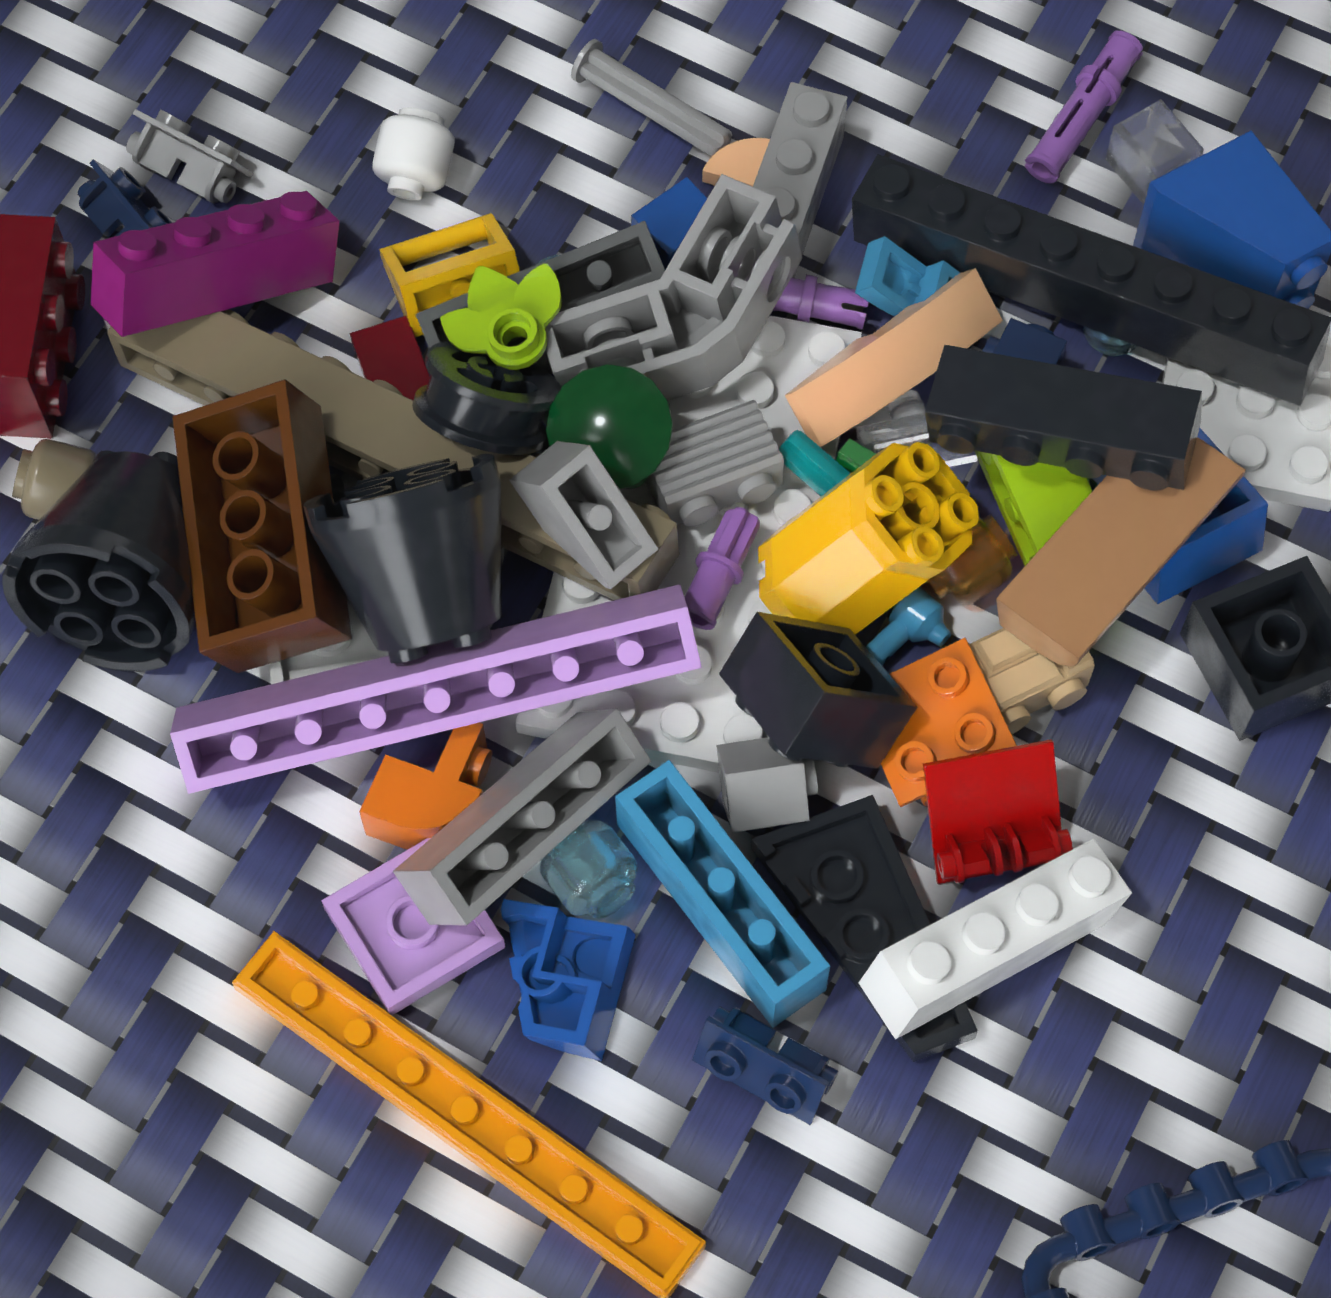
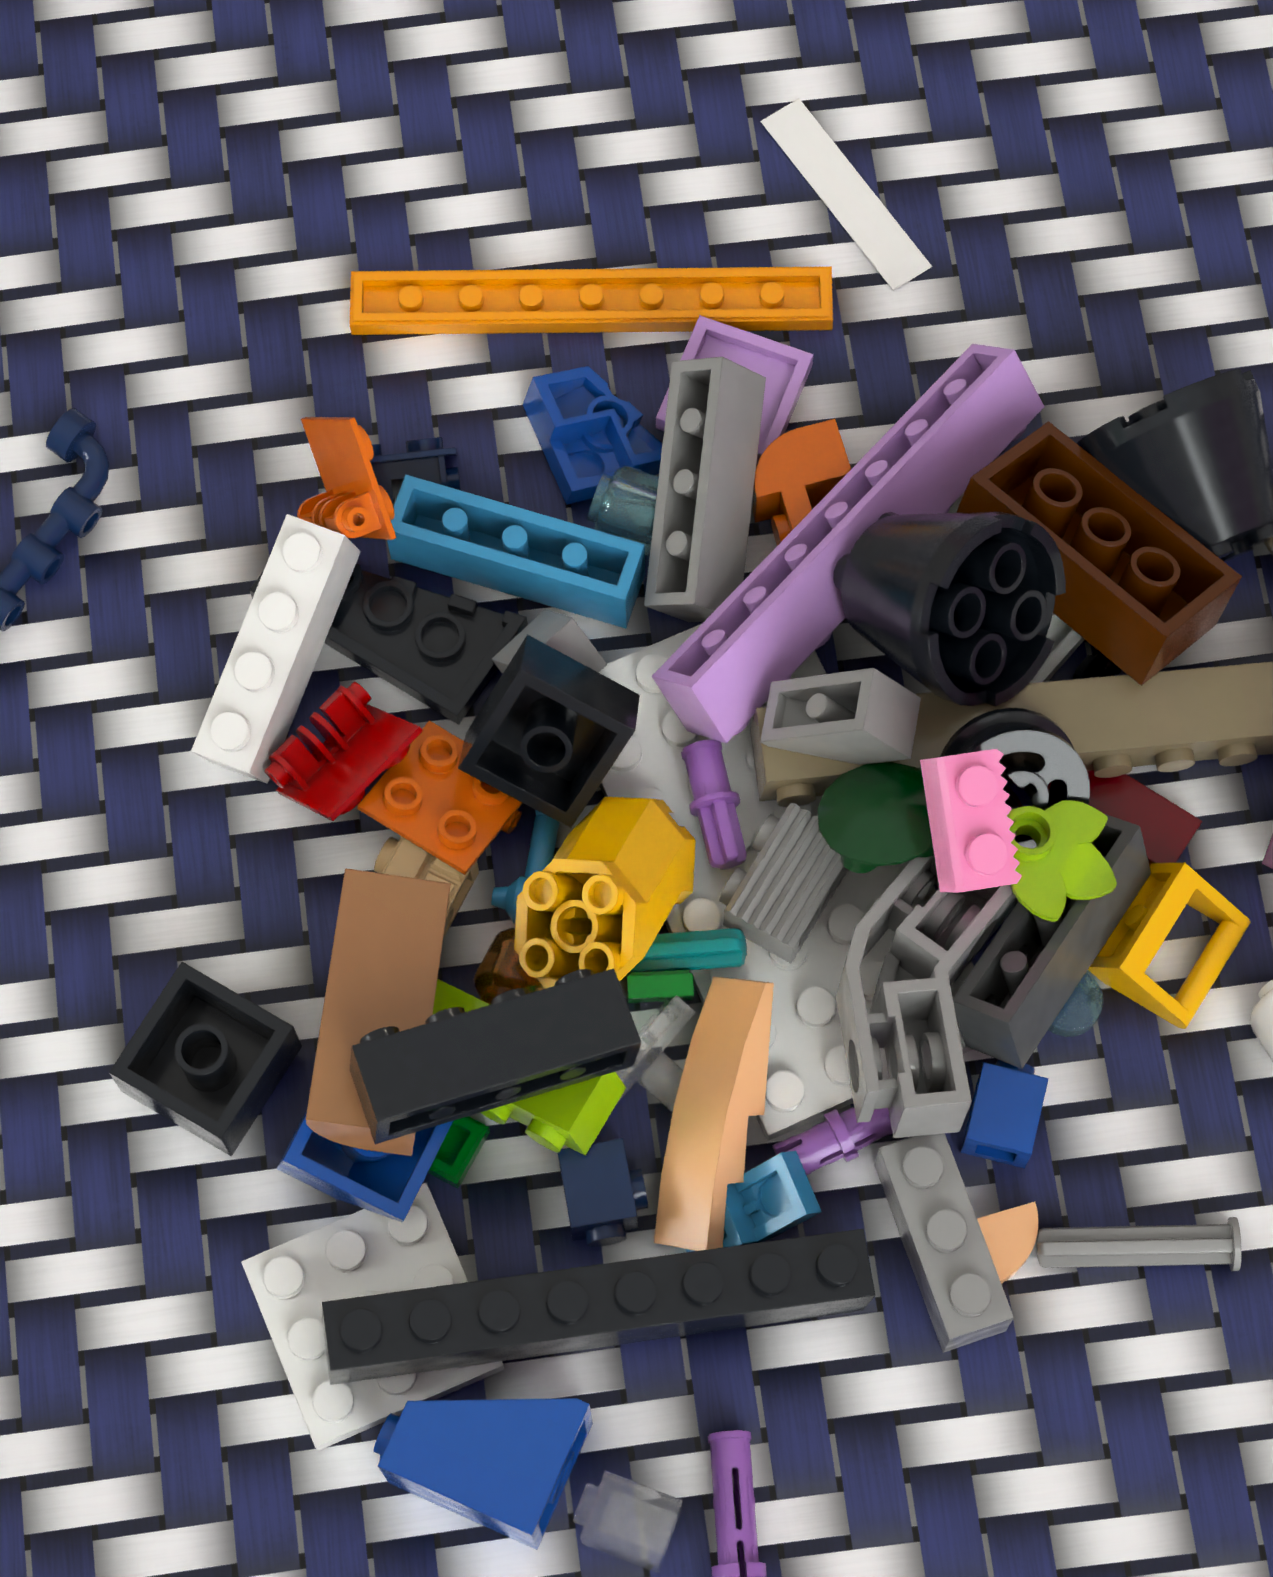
camera: 145 degrees right, 5 degrees up
(153, 1062) = (846, 194): none -> white sticker
(559, 340) = (970, 821): none -> bright pink brick
(845, 1022) = (352, 497): none -> orange hinge

